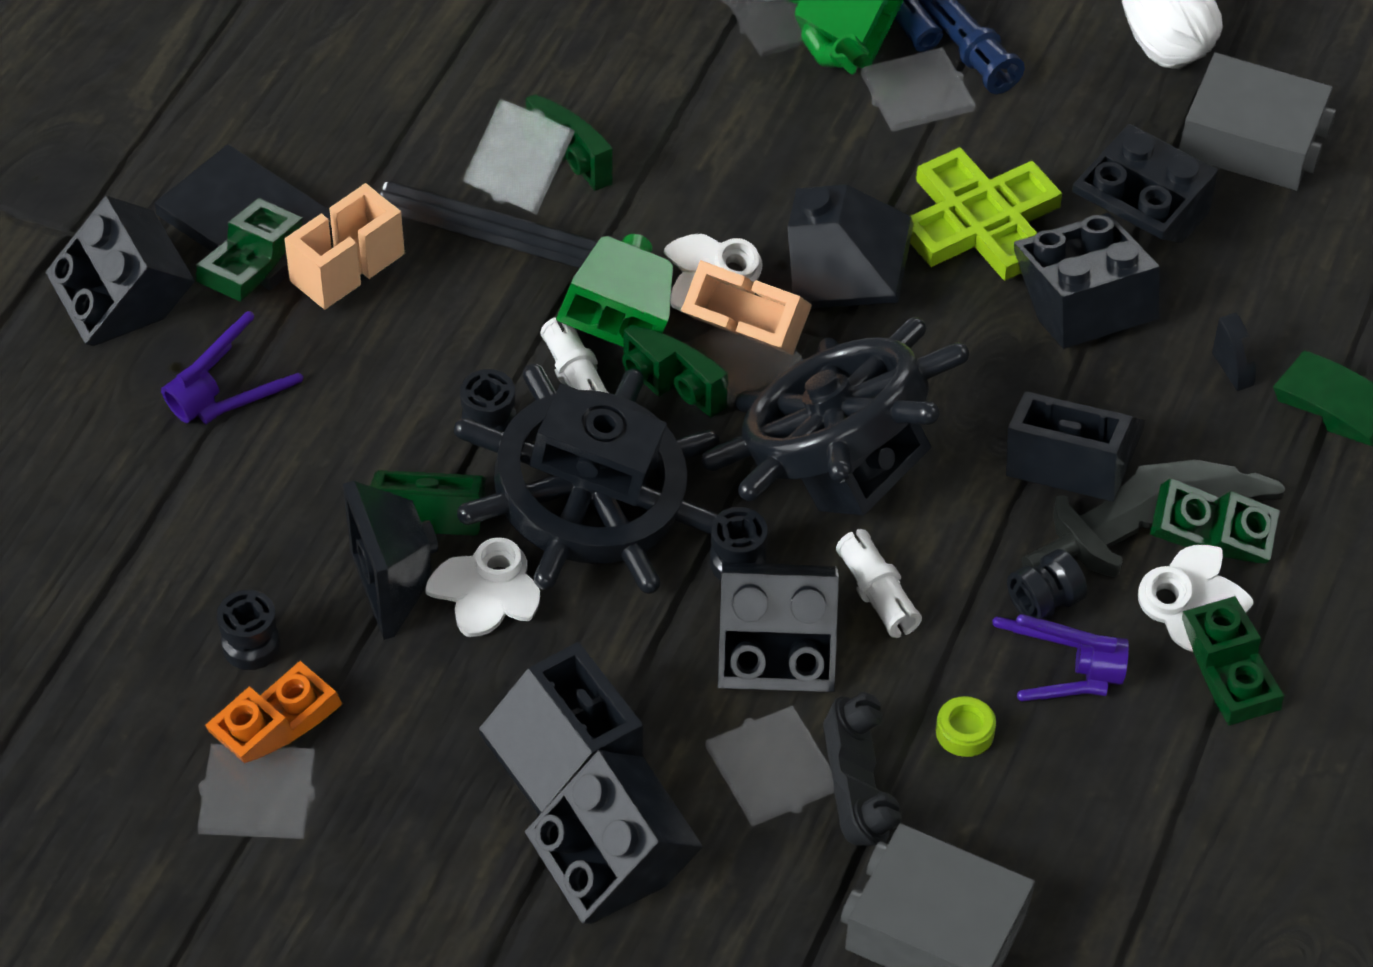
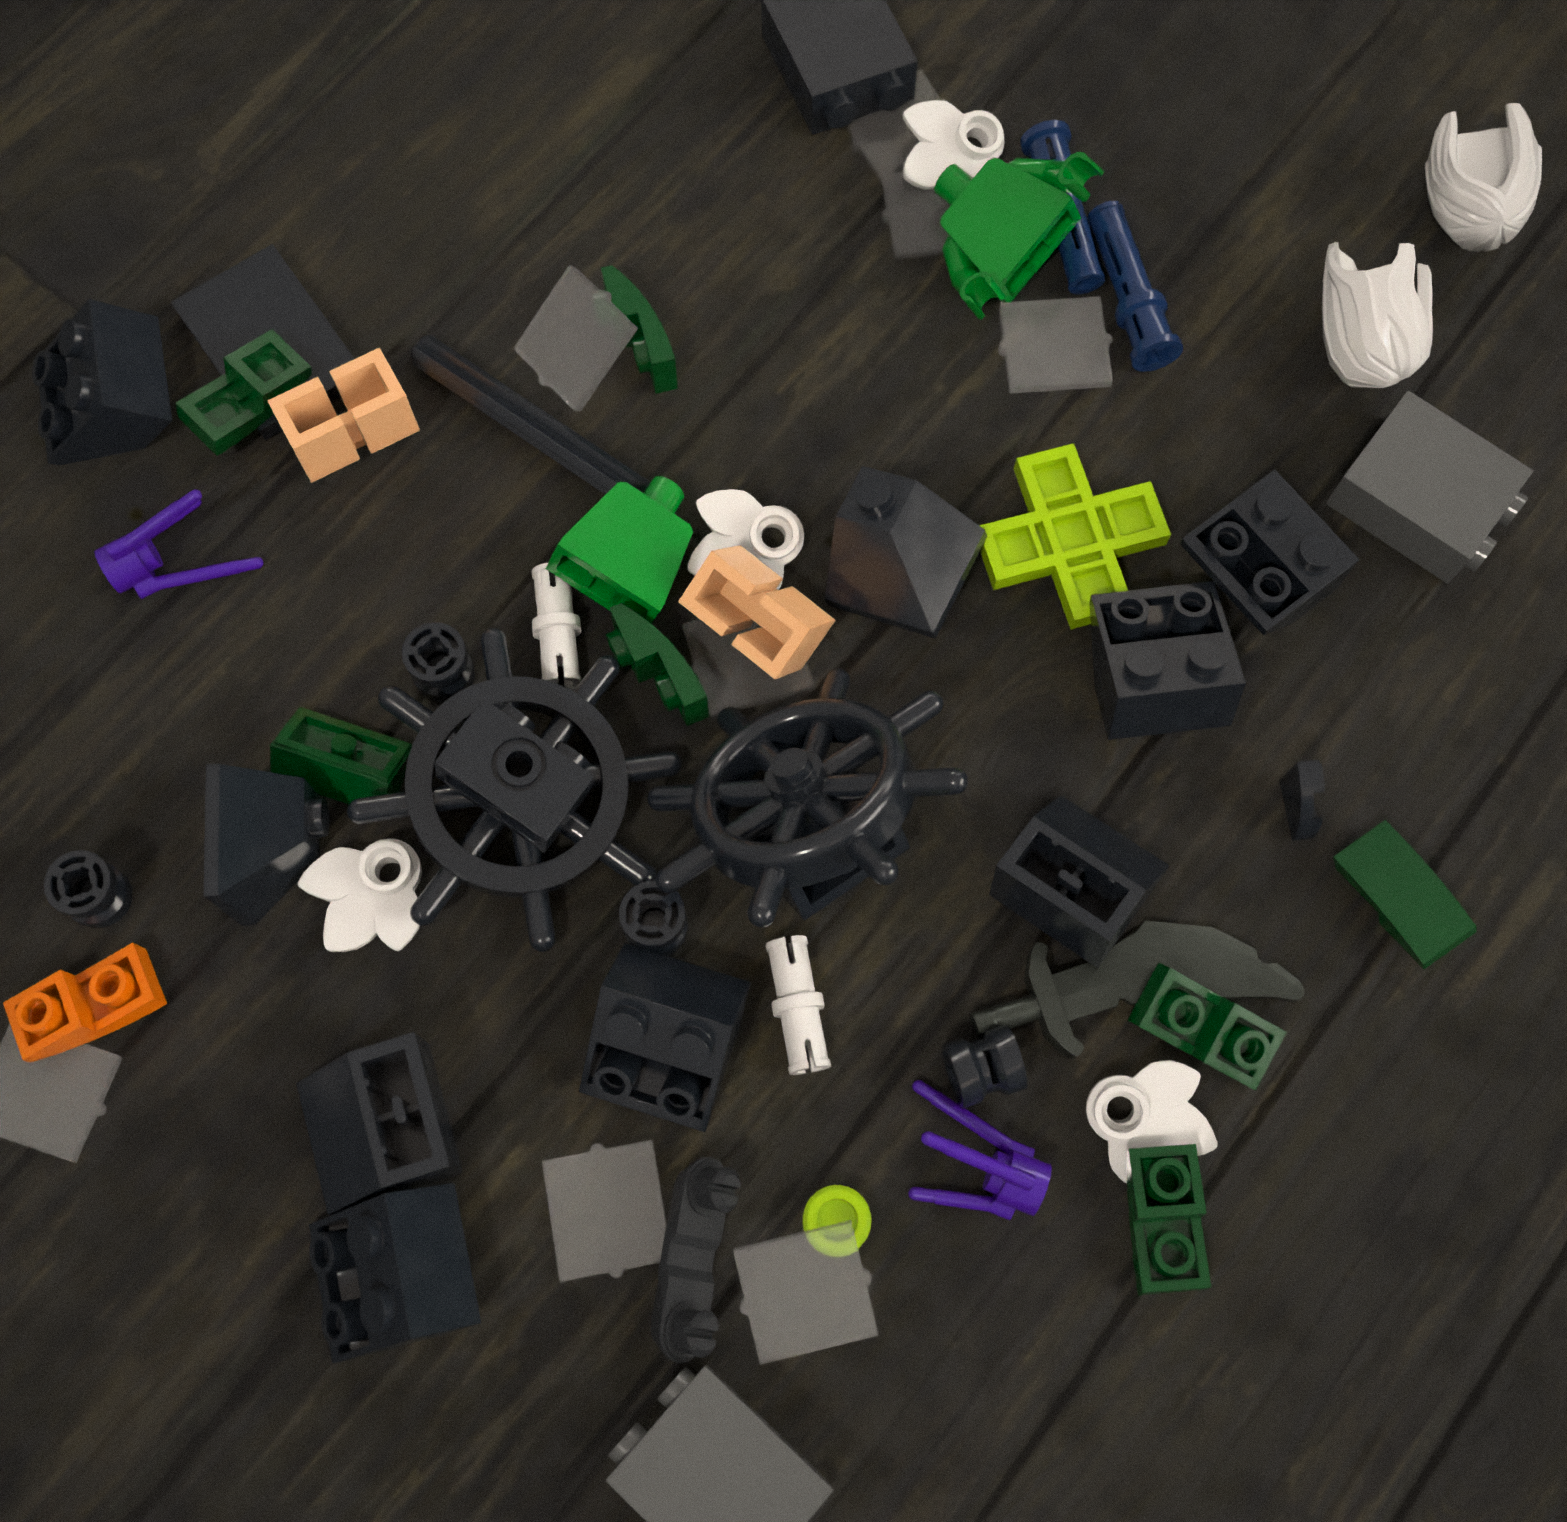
camera: 15 degrees right, 20 degrees up
(959, 775) = (805, 1292): none -> clear piece

